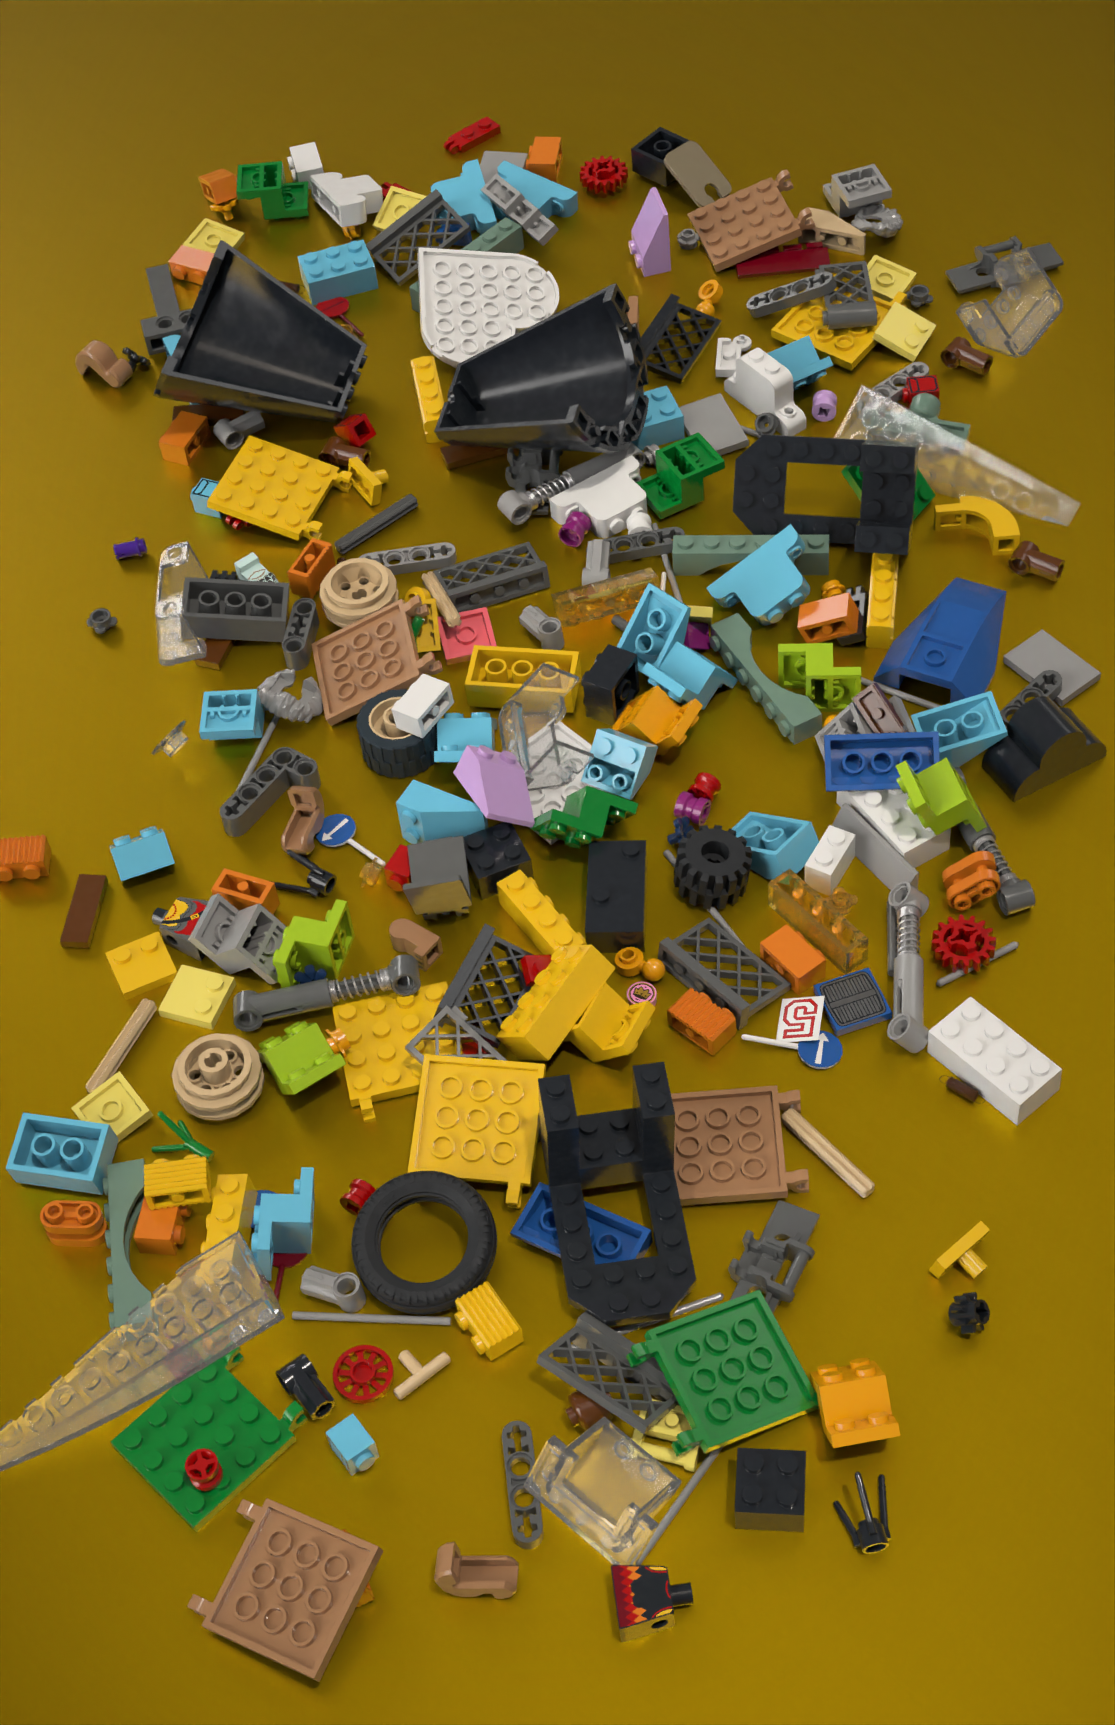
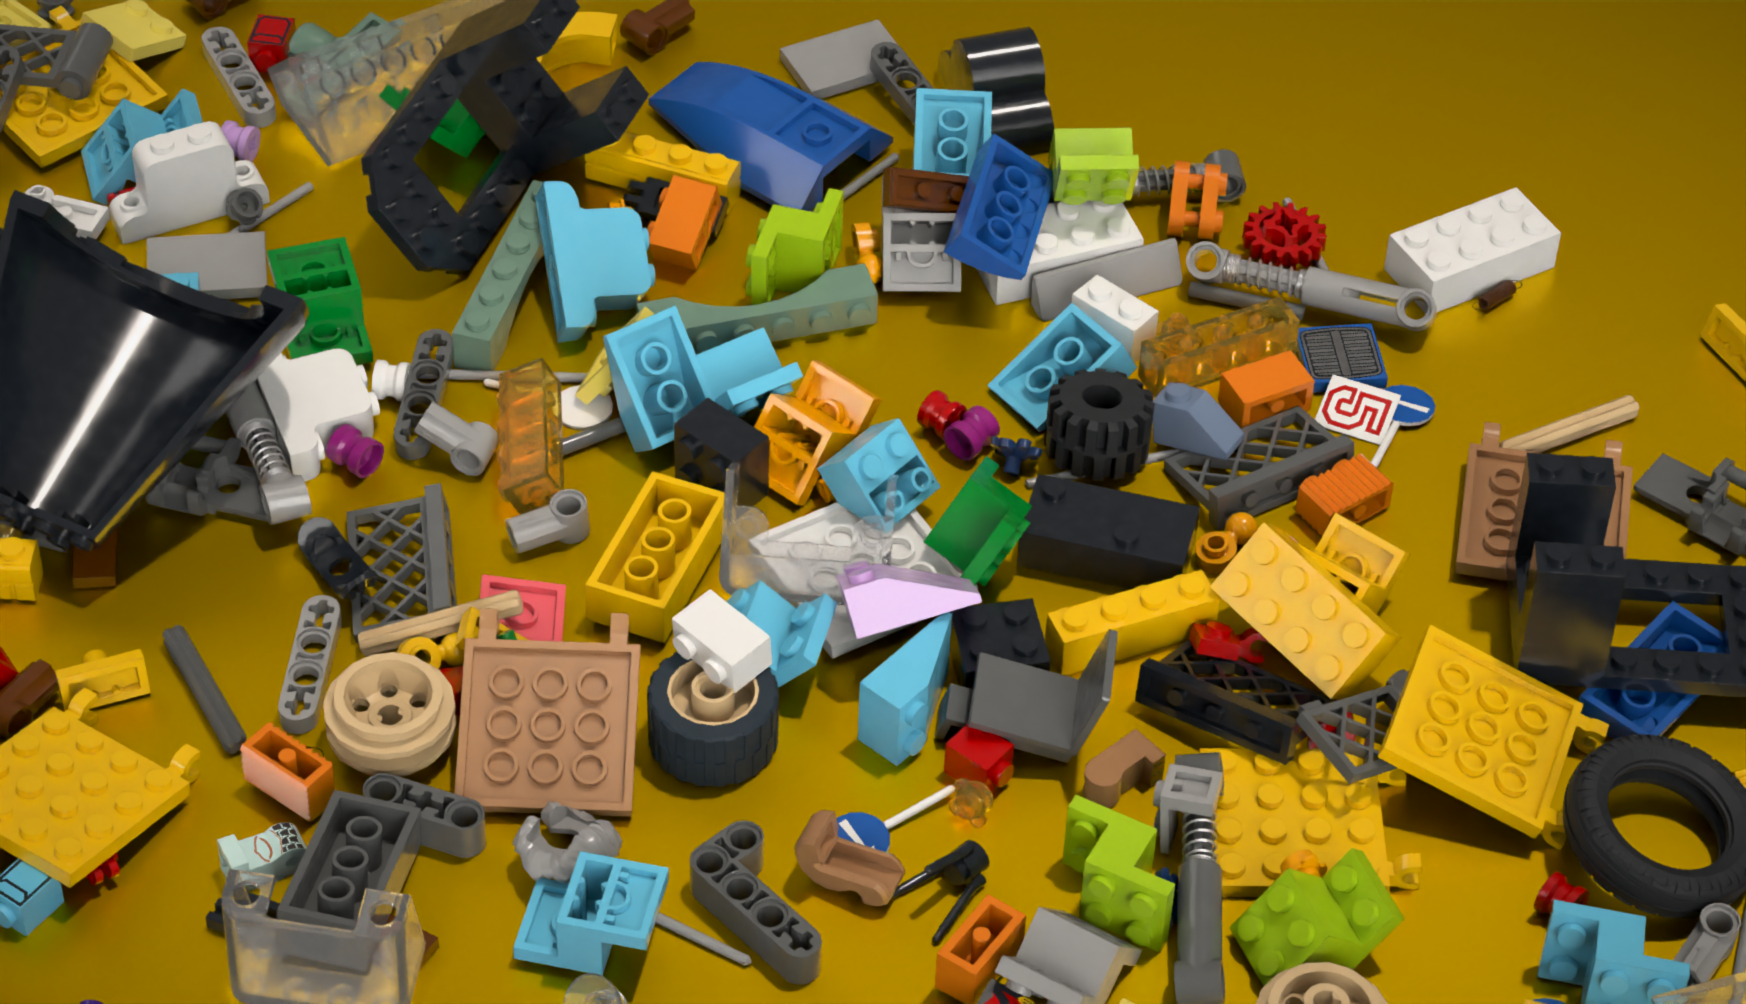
camera: 85 degrees left, 5 degrees down
(369, 961) = (1186, 791): none -> light grey bracket
(495, 542) = (325, 549): none -> black piece
(738, 921) = (1194, 422): none -> sand blue slope

